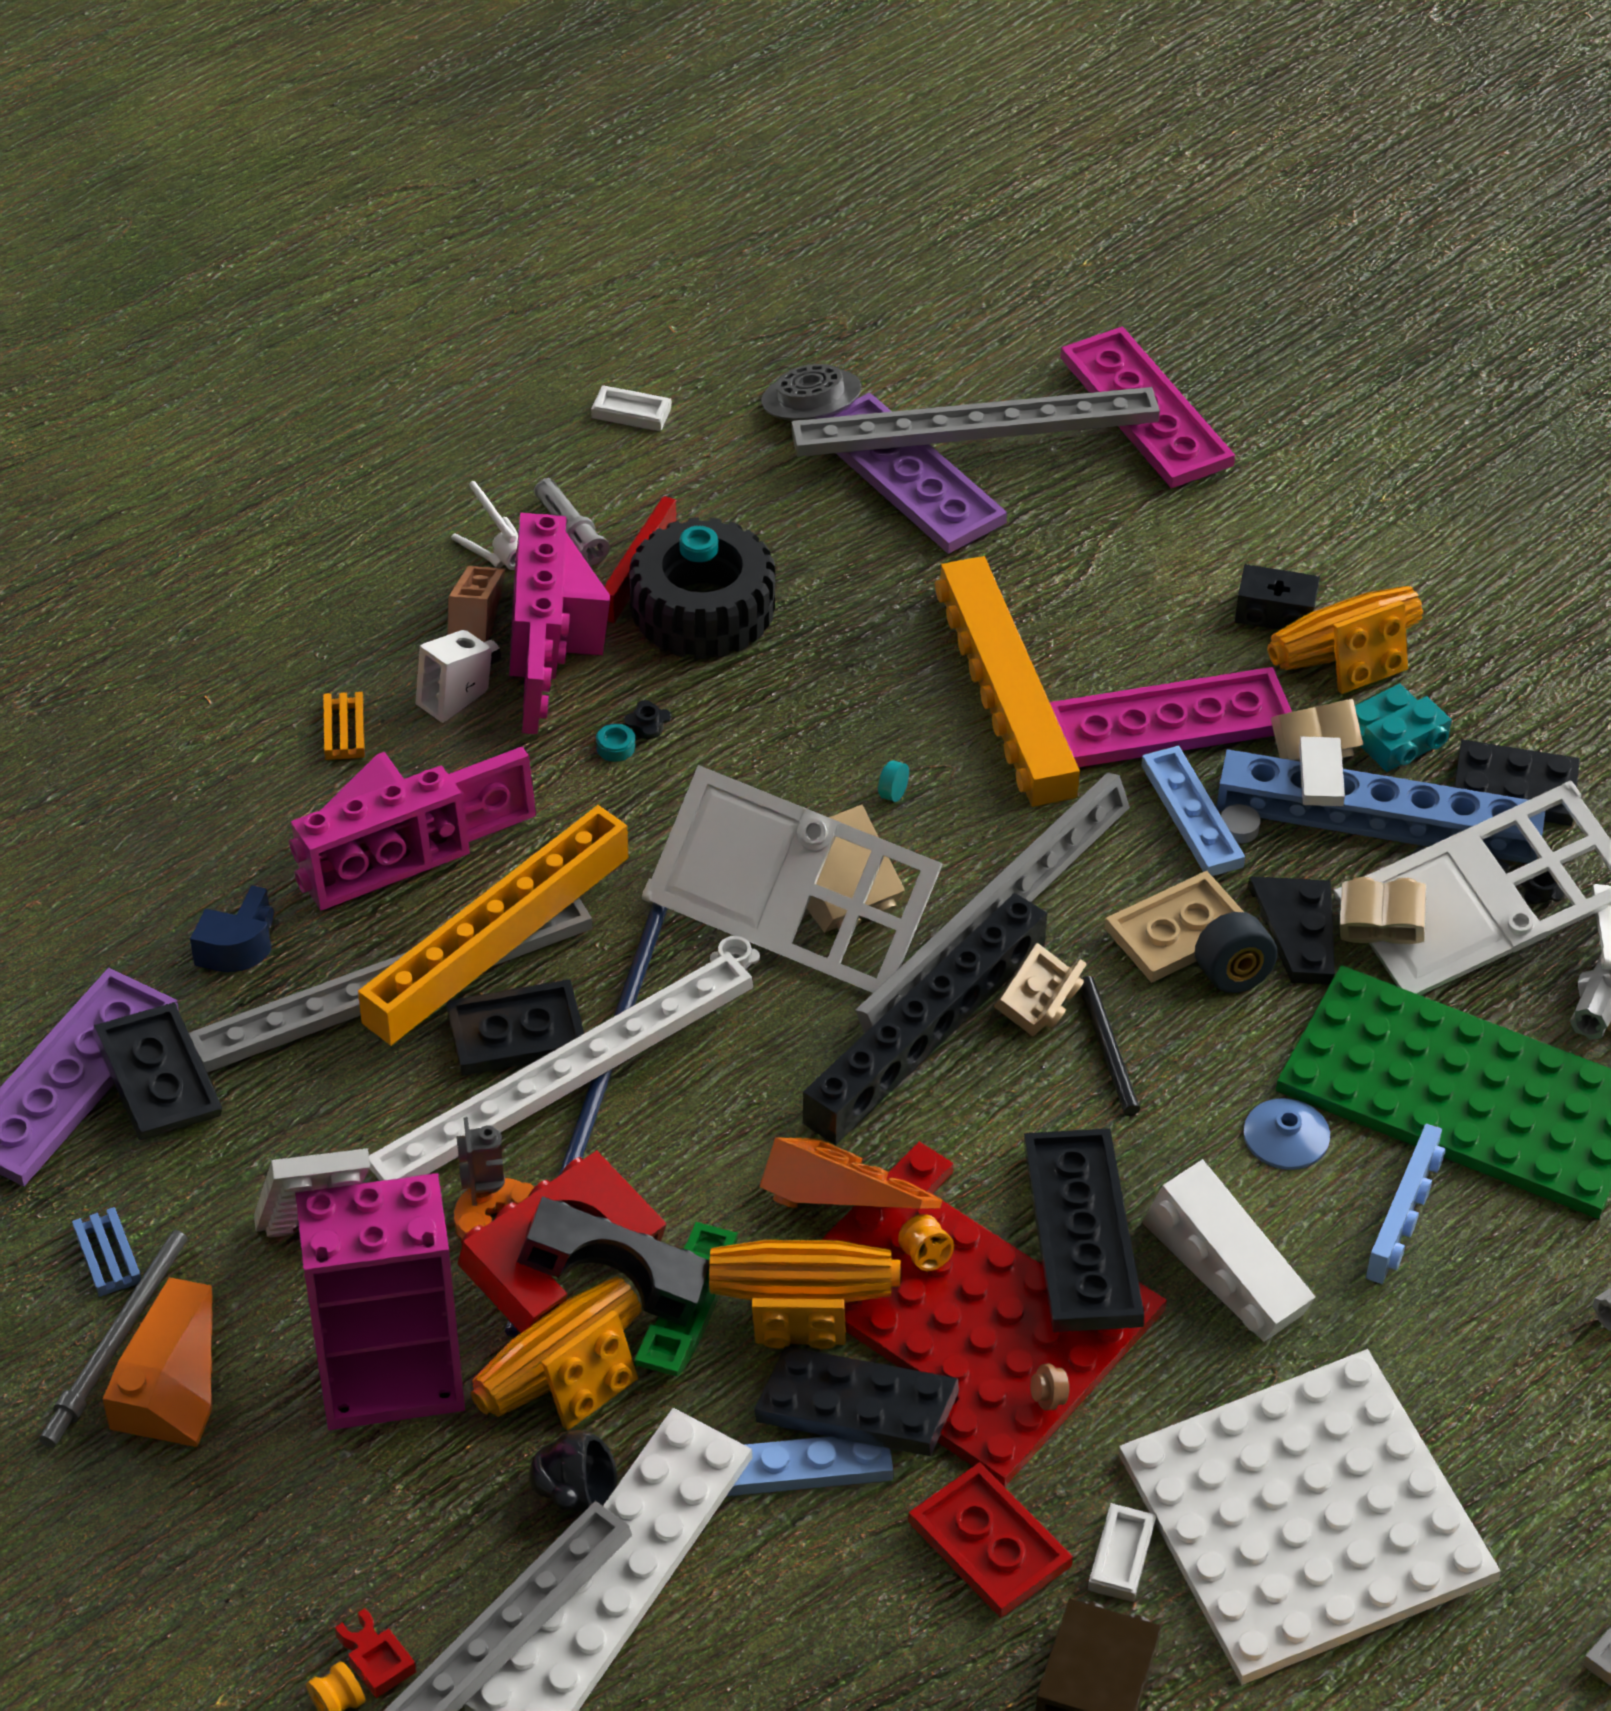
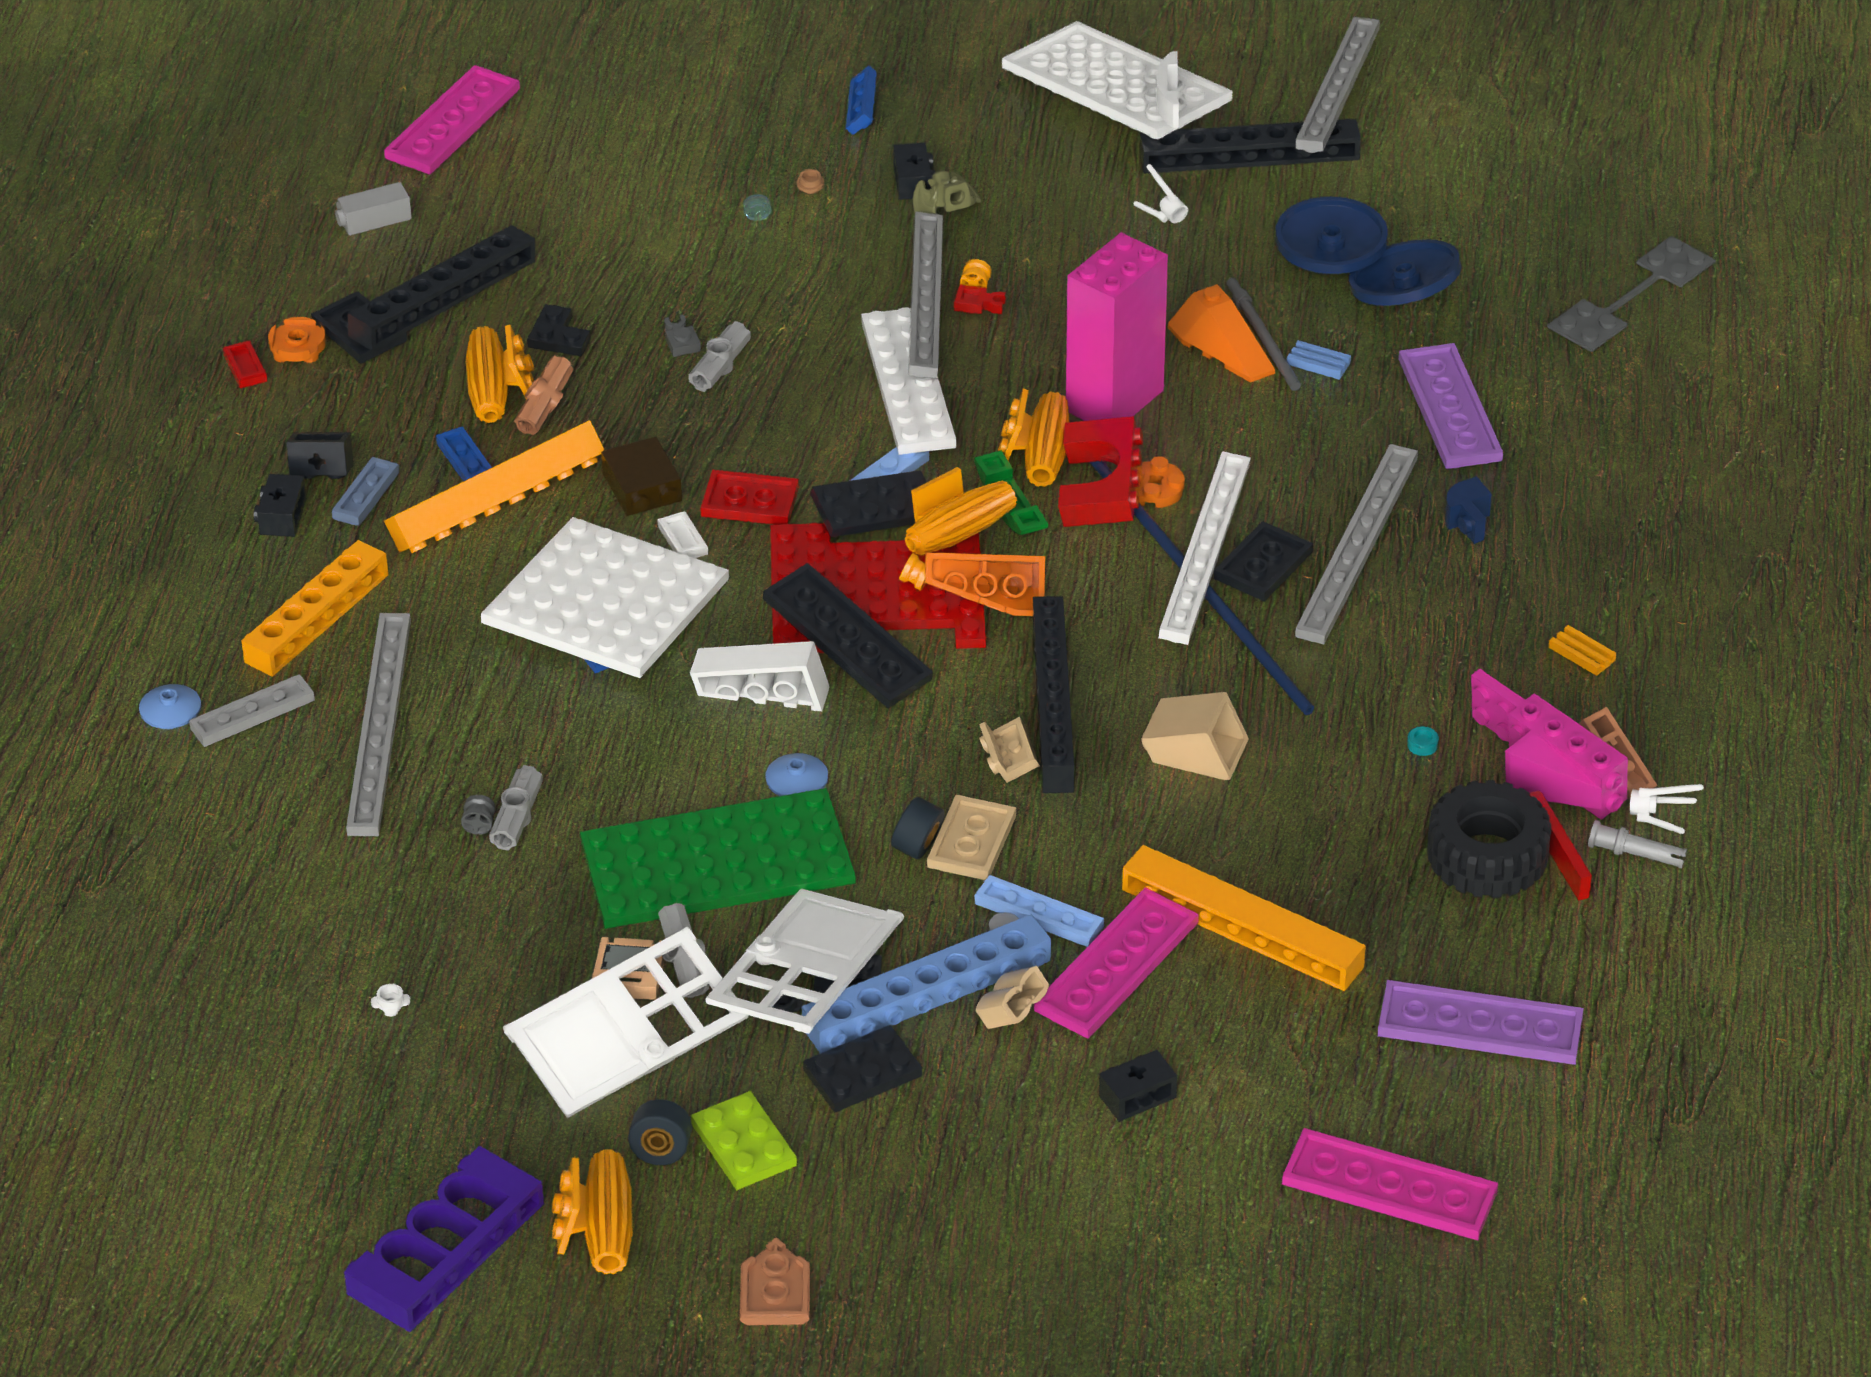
camera: 140 degrees right, 5 degrees down
(157, 1071) = (1403, 422): black plate -> none
(277, 1202) = (1205, 336): white plate -> none
(399, 827) = (1459, 588): dark pink wedge -> none
(453, 673) = (1560, 673): white torso -> none
(483, 1160) = (1178, 455): dark grey hinge -> none
(493, 925) = (1326, 568): light orange brick -> none
(574, 1471) = (971, 397): black piece -> none
(631, 408) = (1716, 955): white tile -> none
(647, 720) = (1421, 761): black plate -> none
(664, 1275) = (1087, 445): black arch -> none
(698, 543) = (1505, 822): teal tile -> none
(739, 948) = (1199, 668): white plate -> none
(754, 864) = (1201, 688): white door -> none
(811, 392) = (1622, 1034): flat silver wheel -> none
(893, 781) = (1232, 812): teal tile -> none
(975, 421) = (1469, 1065): light grey plate -> none
(1025, 876) = (1086, 782): light grey plate -> none
(1049, 1387) = (782, 551): medium nougat plate -> none
(1109, 1047) = (942, 755): black bar -> none
(1301, 925) = (906, 890): black wing -> none
(1321, 771) = (974, 952): white tile -> none
(1359, 633) = (1059, 1082): light orange plate -> none
(1383, 911) = (854, 899): tan brick -> none
(1400, 727) = (973, 1052): teal plate -> none
(1401, 1217) = (687, 756): light blue plate -> none

